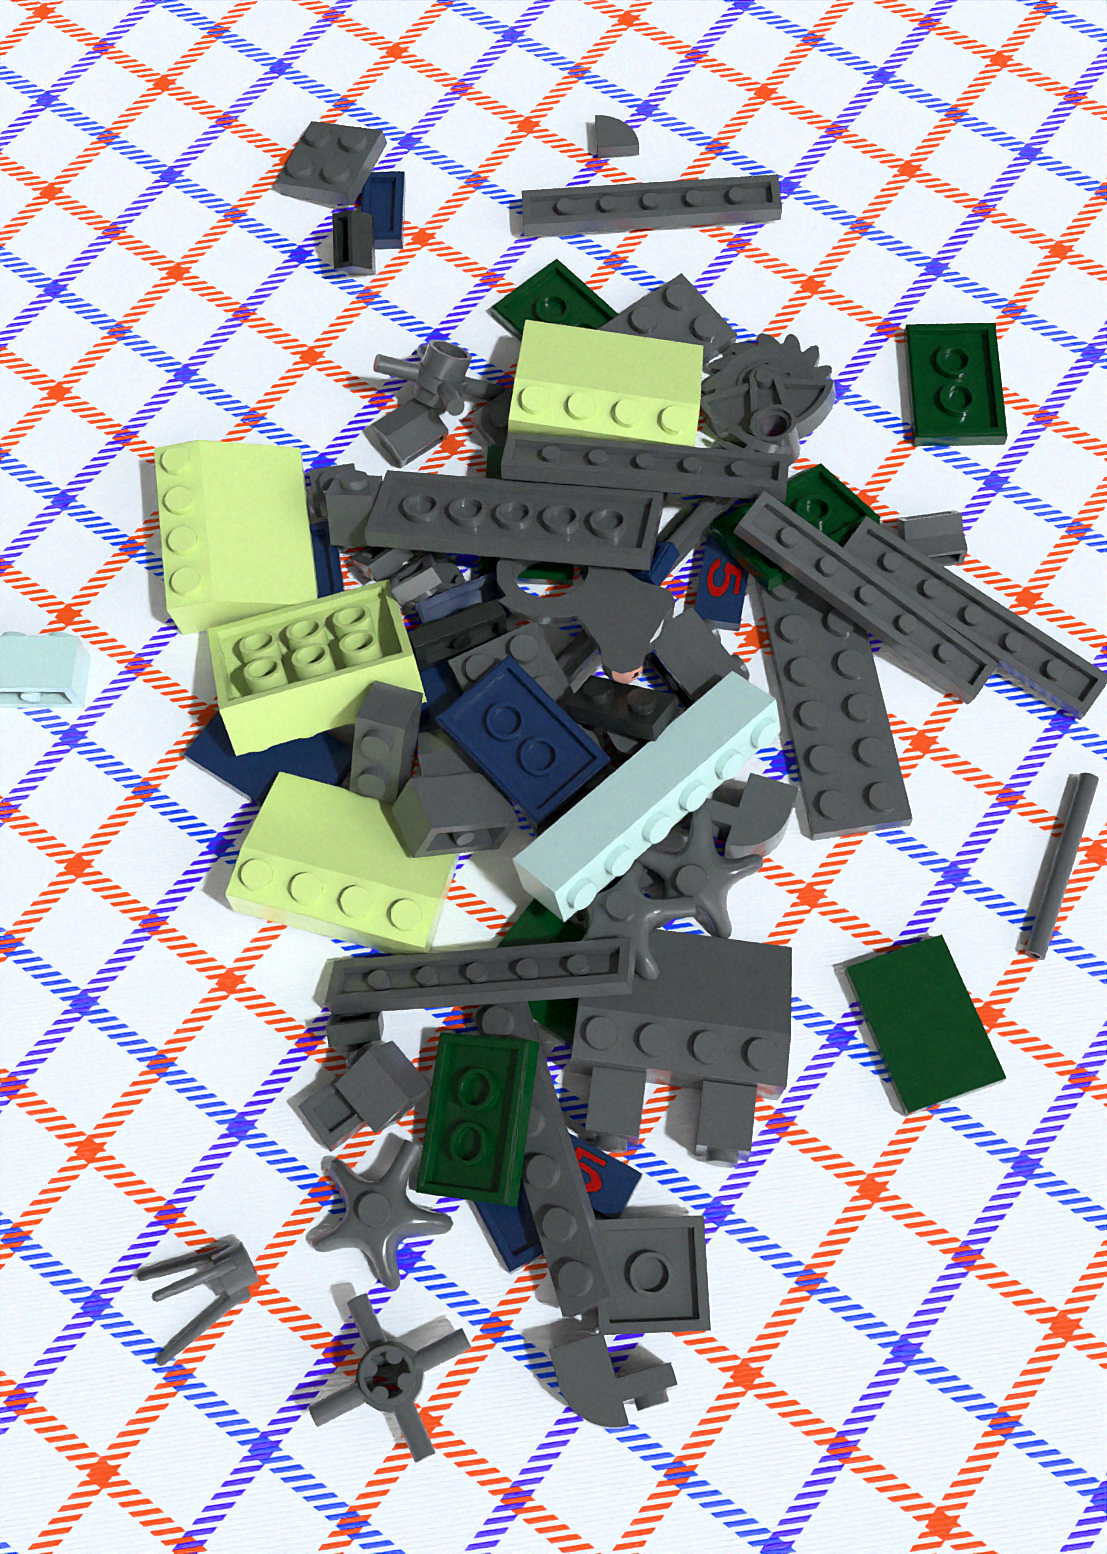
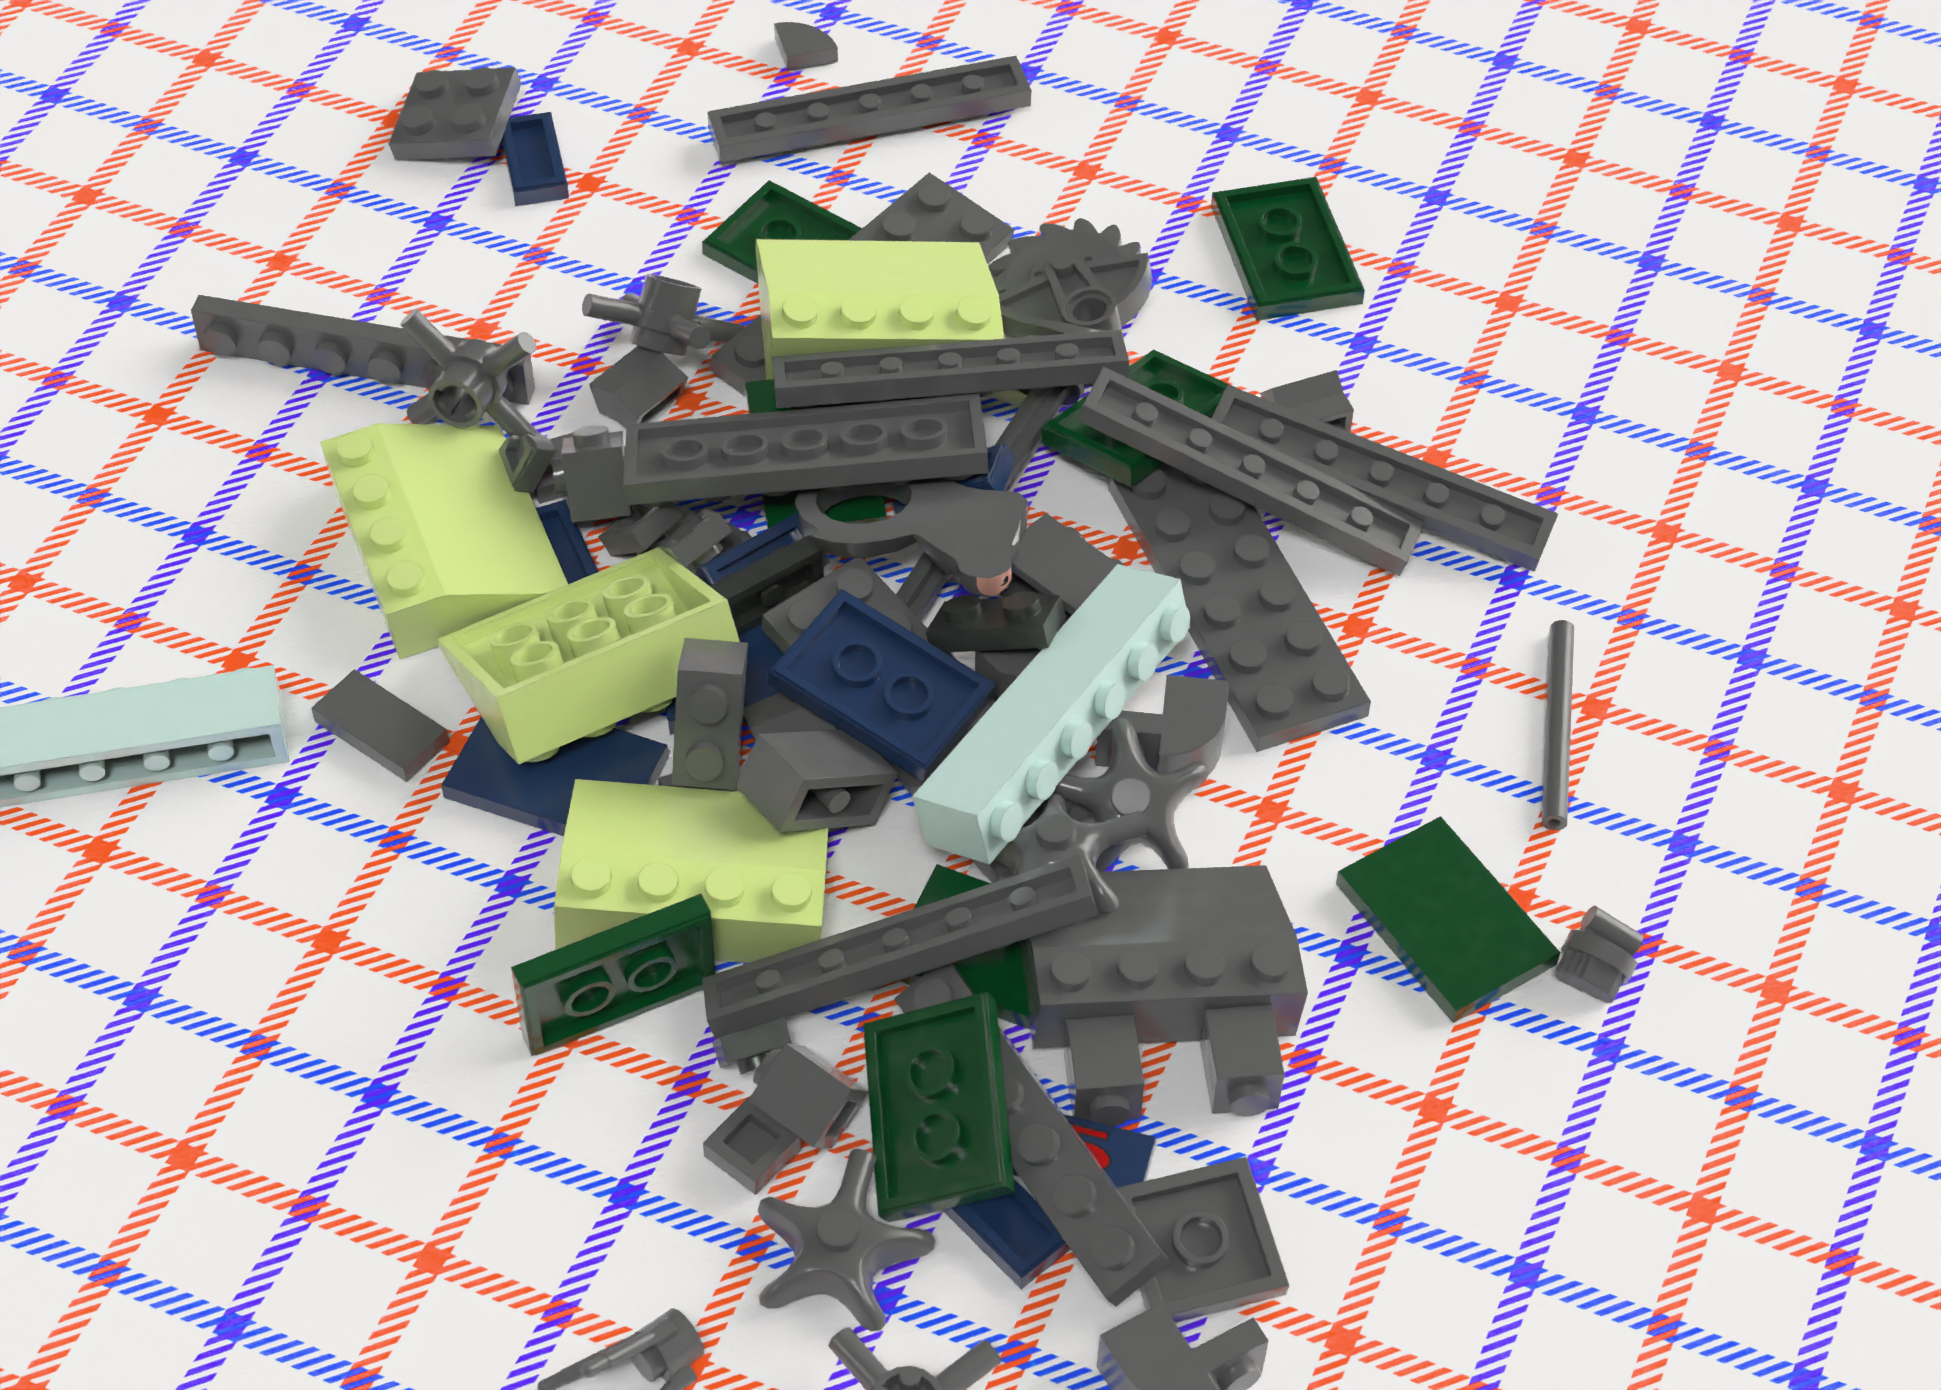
camera: 20 degrees left, 15 degrees down
(153, 692) = (380, 725): none -> dark grey tile
(216, 365) = (329, 344): none -> dark grey plate
(261, 955) = (614, 975): none -> dark green tile
(277, 412) = (468, 378): none -> dark grey bar
(307, 485) = (526, 459): none -> dark grey tile
(354, 242) = (518, 168): pearl dark grey piece -> none
(721, 587) = (1071, 494): dark blue tile -> none
(1038, 1088) = (1599, 955): none -> dark grey piece

